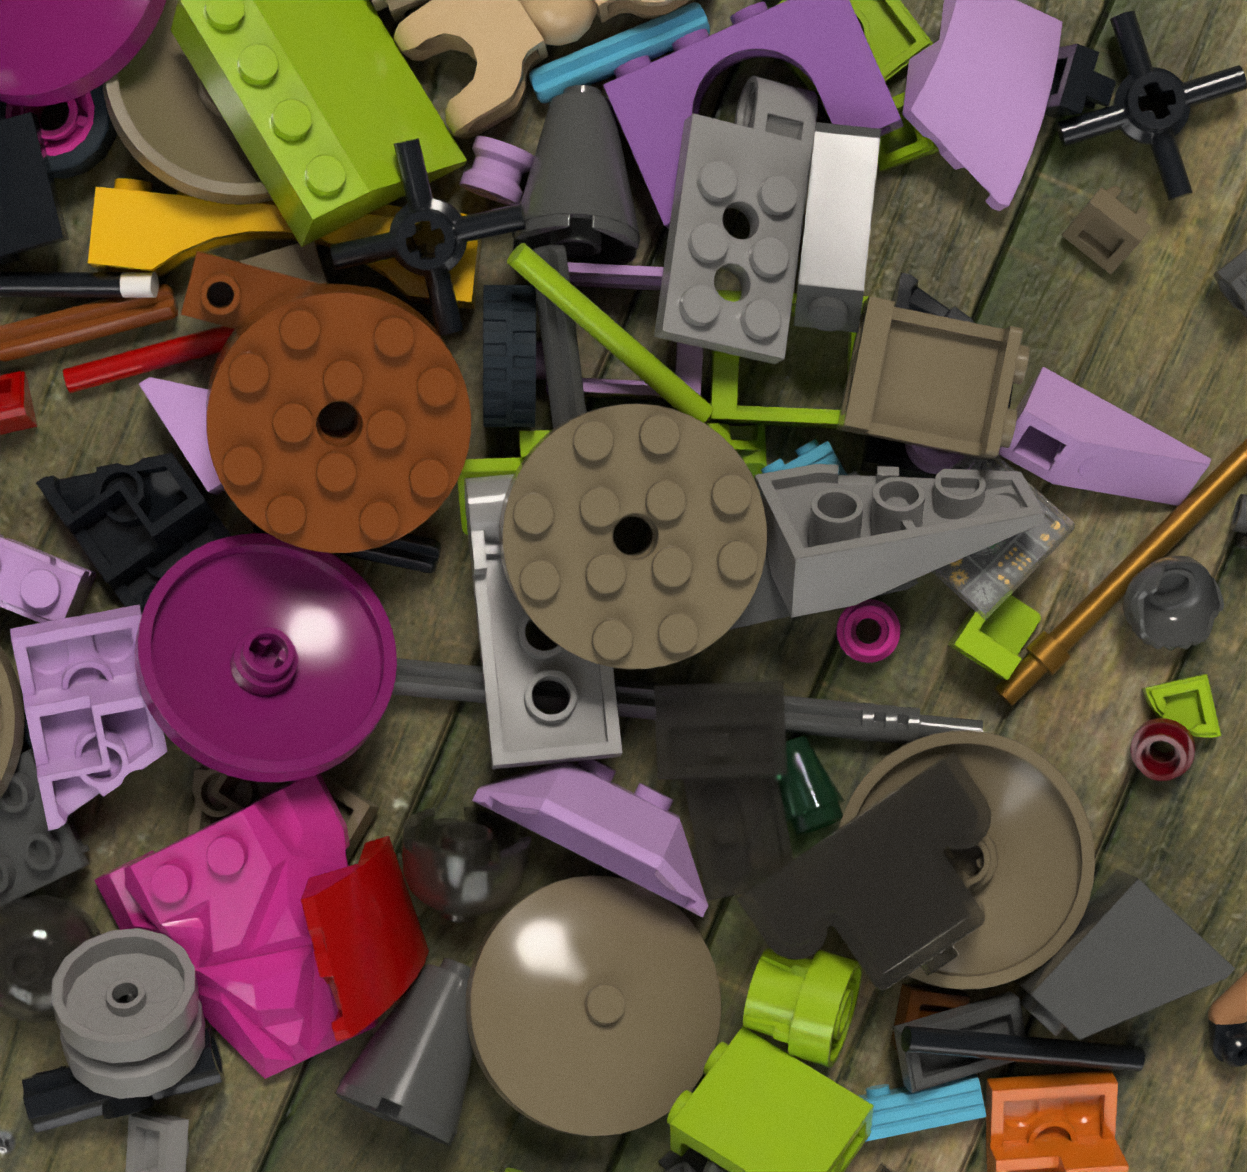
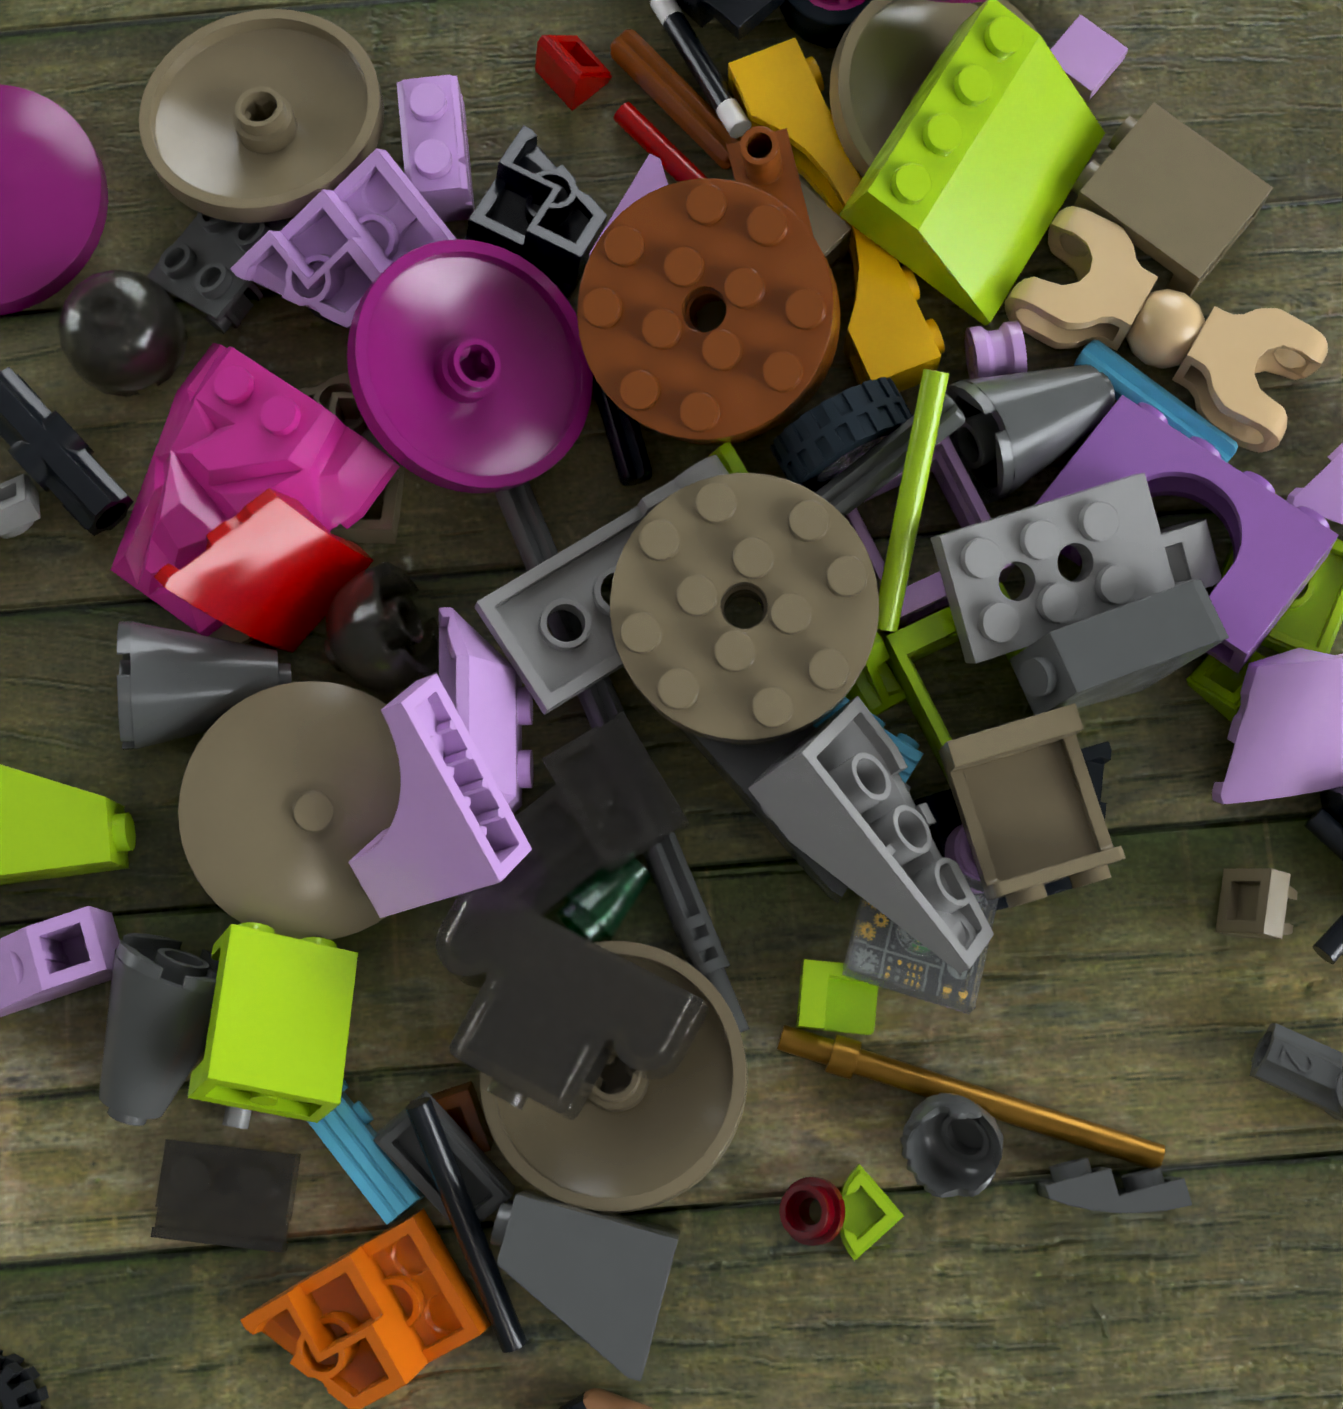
camera: 70 degrees right, 10 degrees down
(129, 1013) = (103, 411): light grey wheel -> none
(408, 221) = (914, 290): black bar -> none
(691, 889) = (450, 815): none -> lavender arch
(804, 1003) = (405, 998): lime piece -> none
(888, 634) = (774, 862): dark pink plate -> none
(1098, 447) = (1054, 994): lavender slope -> none

